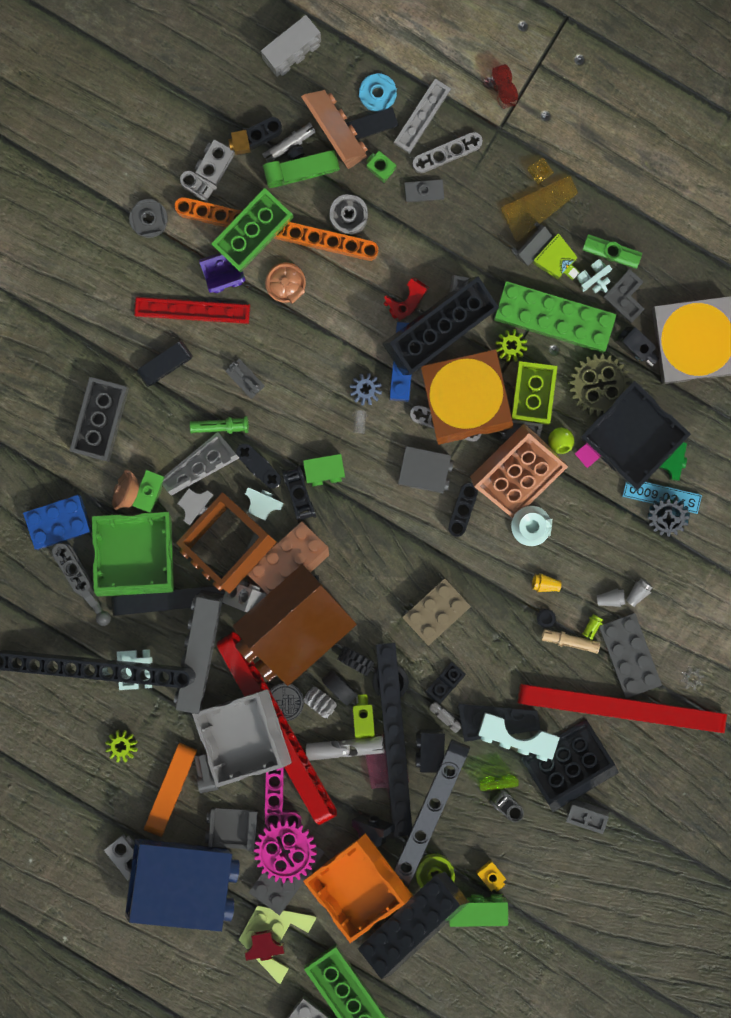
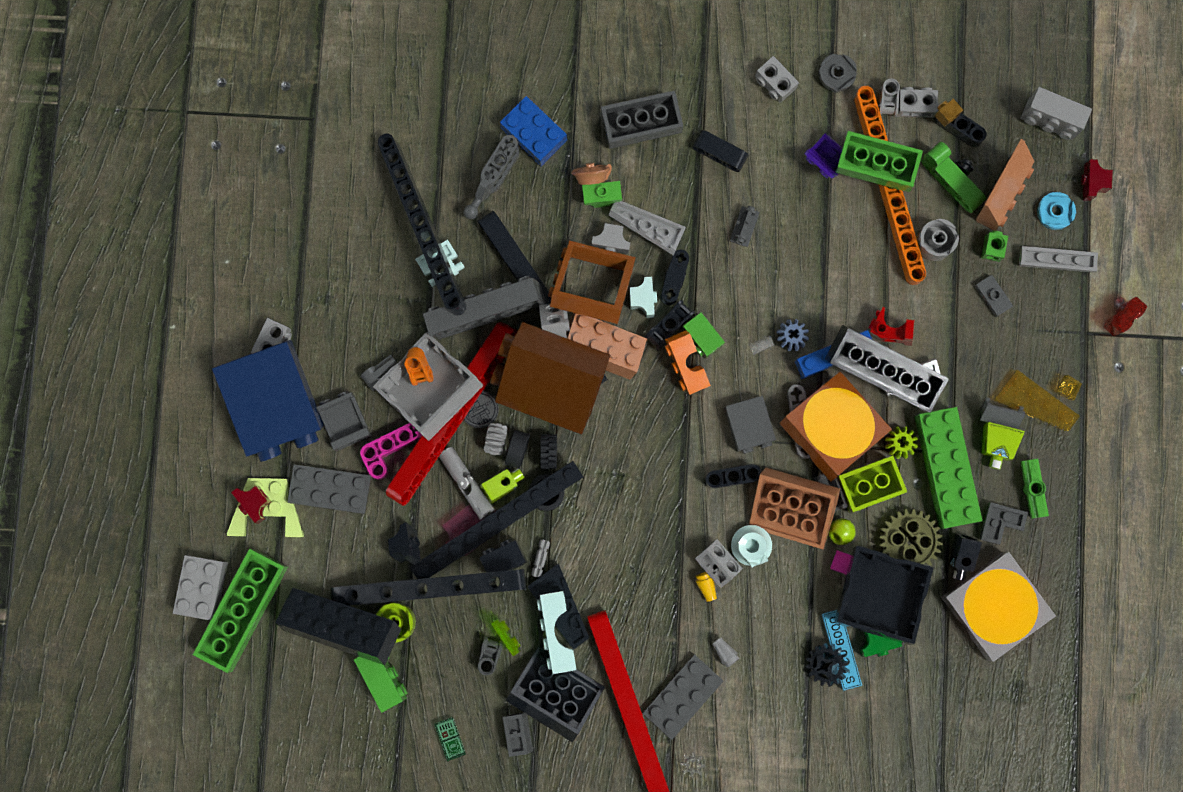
camera: 60 degrees right, 5 degrees down
(125, 272) = (781, 76): none -> light grey brick
(126, 751) = (373, 282): lime gear -> none
(132, 554) = (539, 208): bright green tile -> none
(170, 789) = (350, 349): orange beam -> none
(192, 310) = (779, 151): red tile -> none
(220, 738) = (418, 370): none -> orange piece
(229, 425) = (696, 233): bright green pin -> none
(285, 282) = (847, 217): nougat piece -> none
(294, 139) = (976, 160): light grey pin -> none
(300, 844) = (332, 466): dark pink gear -> none
(325, 496) = (680, 347): none -> orange arch
(358, 888) = (346, 559): orange tile -> none
(369, 43) = (1095, 180): none -> dark red brick
(374, 123) = (1027, 222): black tile -> none
(436, 612) = (630, 500): dark tan brick -> none
(445, 683) = (570, 542): black slope -> none
(446, 150) = (1040, 295): light grey beam -> none
(488, 870) = (423, 669): yellow brick -> none
(532, 563) = (718, 563): none -> light grey brick
(546, 618) = (676, 602): black plate -> none
(560, 877) = (450, 739): none -> clear green tile
(571, 641) = (665, 628): tan pin -> none
(592, 626) = (691, 648): lime pin -> none
(600, 270) = (995, 481): light aqua hips -> none
(639, 591) = (744, 674): light grey cone -> none

